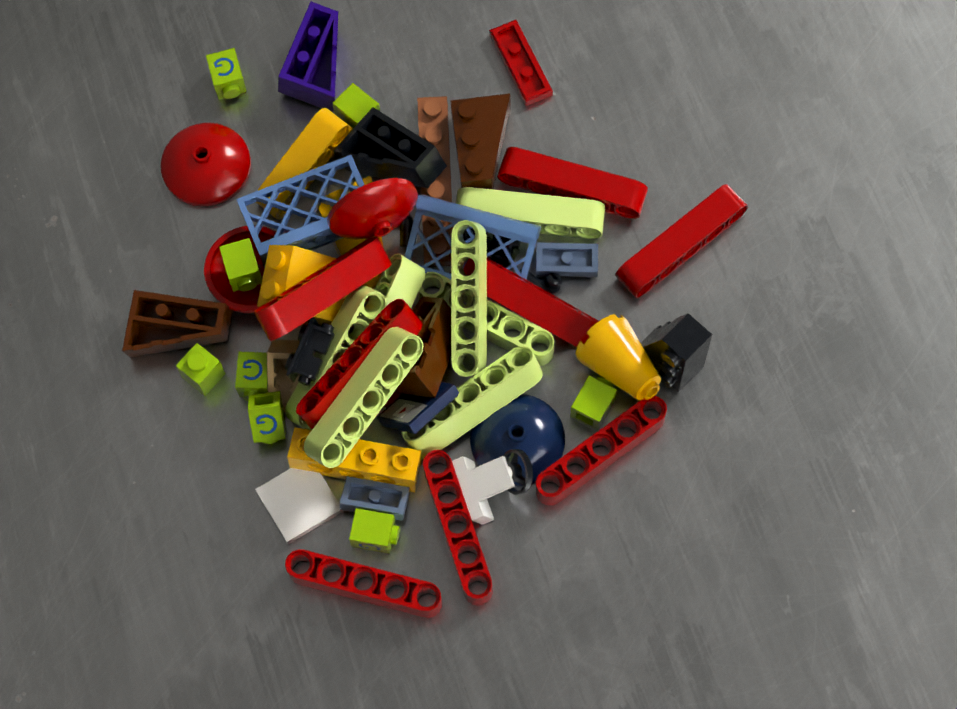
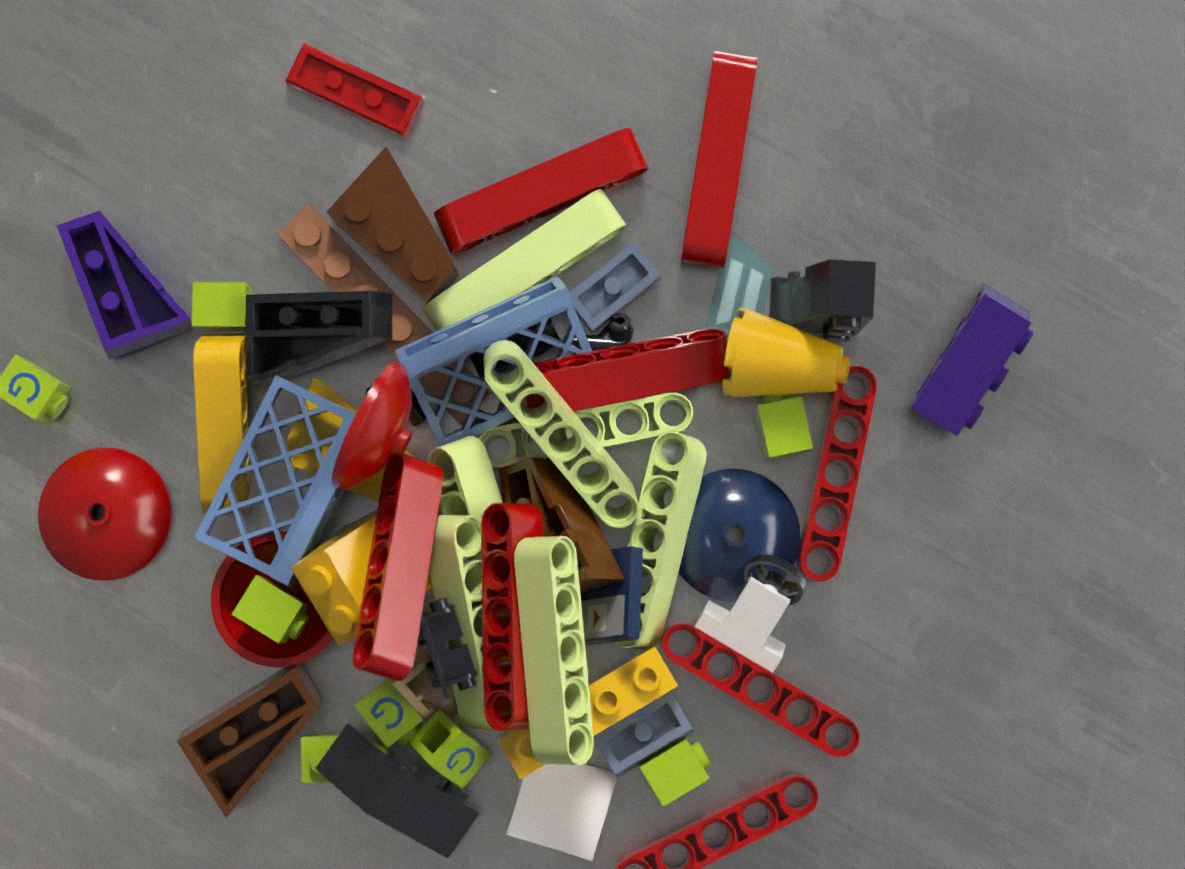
camera: 45 degrees left, 15 degrees up
(219, 412) = (397, 792): none -> black wedge
(643, 312) = (739, 284): none -> clear light blue sticker
(729, 449) = (973, 361): none -> dark purple wedge

